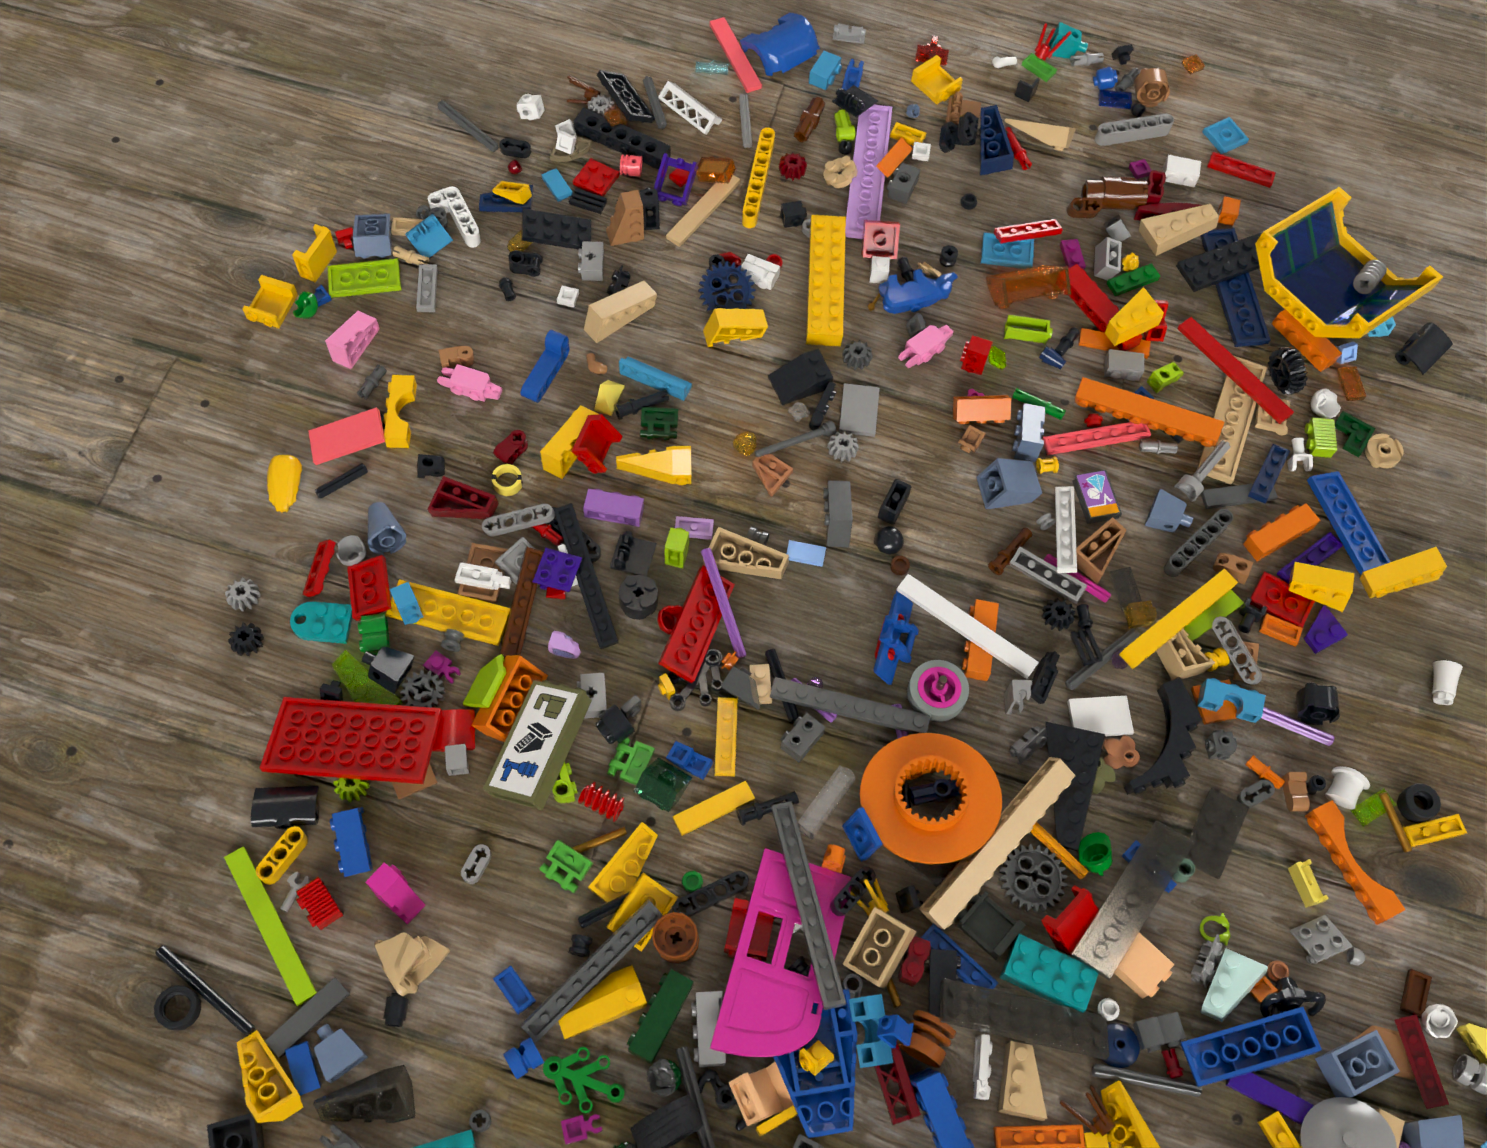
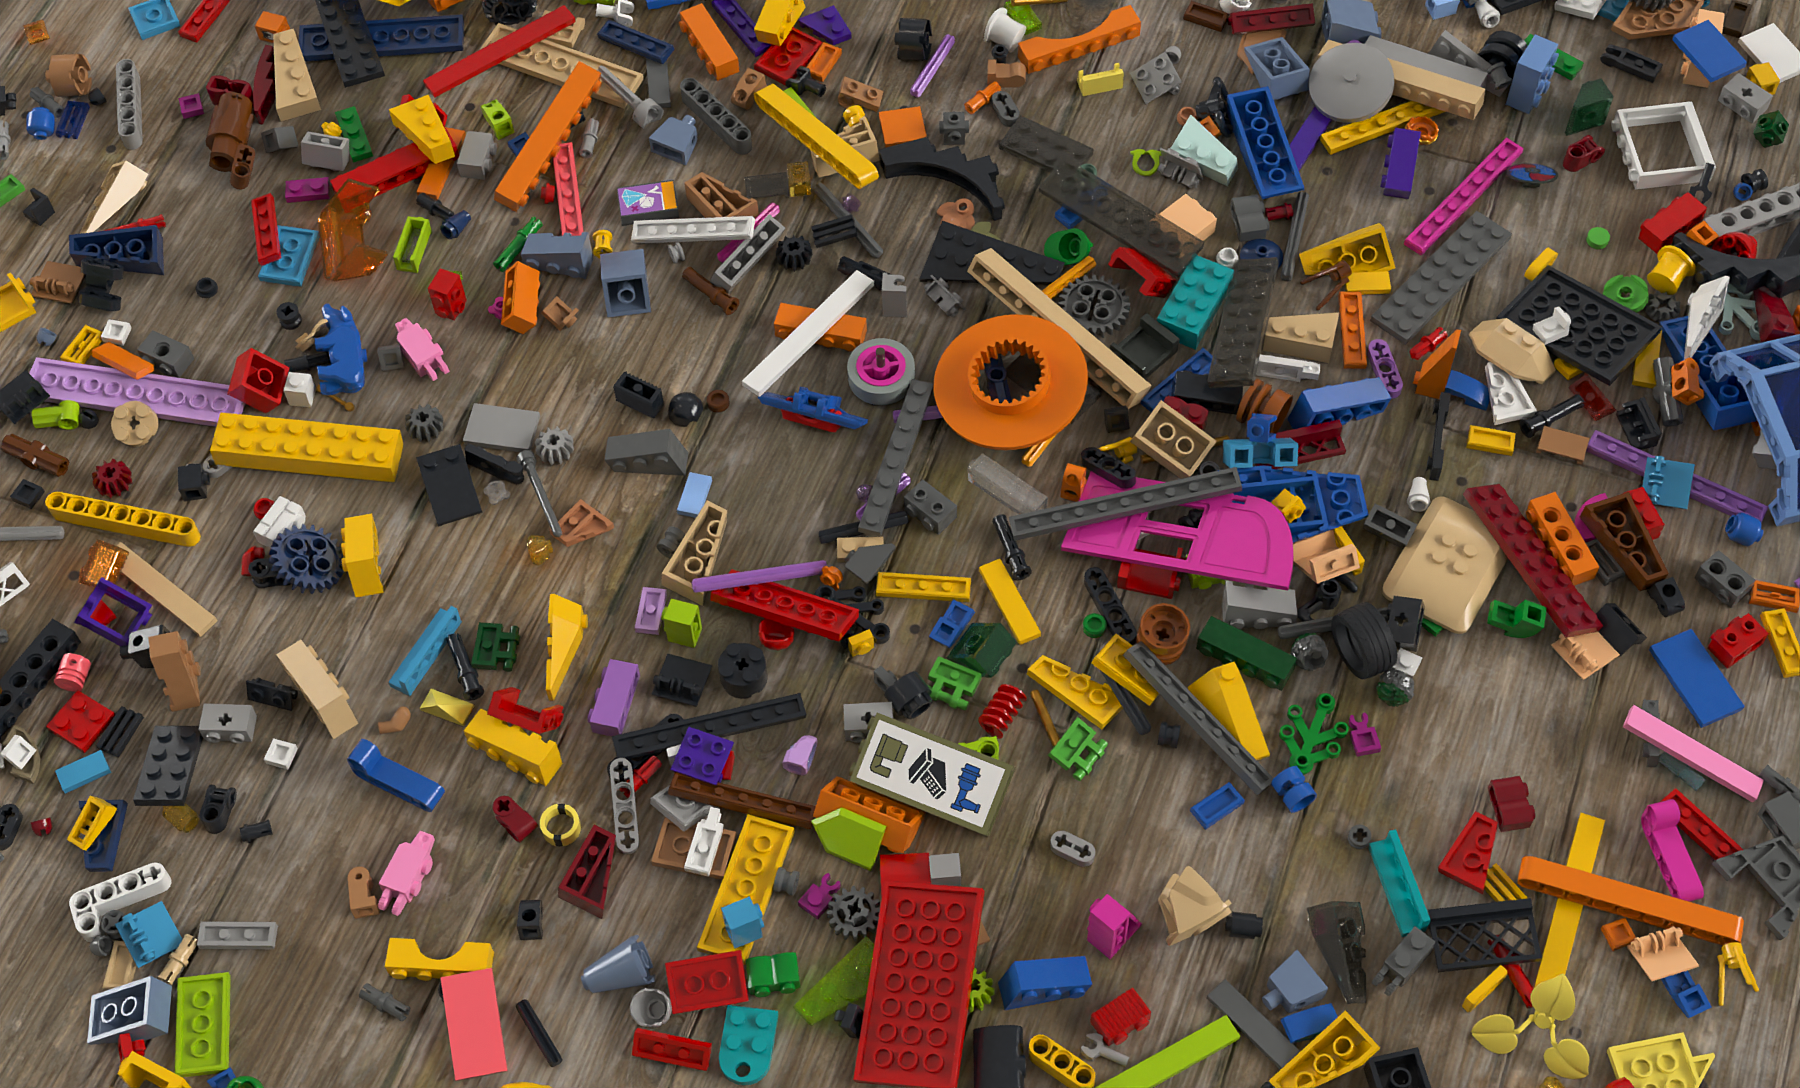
camera: 80 degrees left, 5 degrees down
(352, 339) = (312, 1027): bright pink wedge -> none
(388, 667) = (824, 948): black torso -> none
(777, 120) = (27, 494): none -> black plate
(862, 834) = (1048, 451): blue tile -> none
(1084, 616) = (798, 230): black pin -> none
(1101, 715) = (914, 229): white tile -> none
(1182, 170) = (202, 64): white brick -> none
(1239, 648) = (850, 92): light grey beam -> none
(1247, 702) = (909, 97): dark azure arch -> none

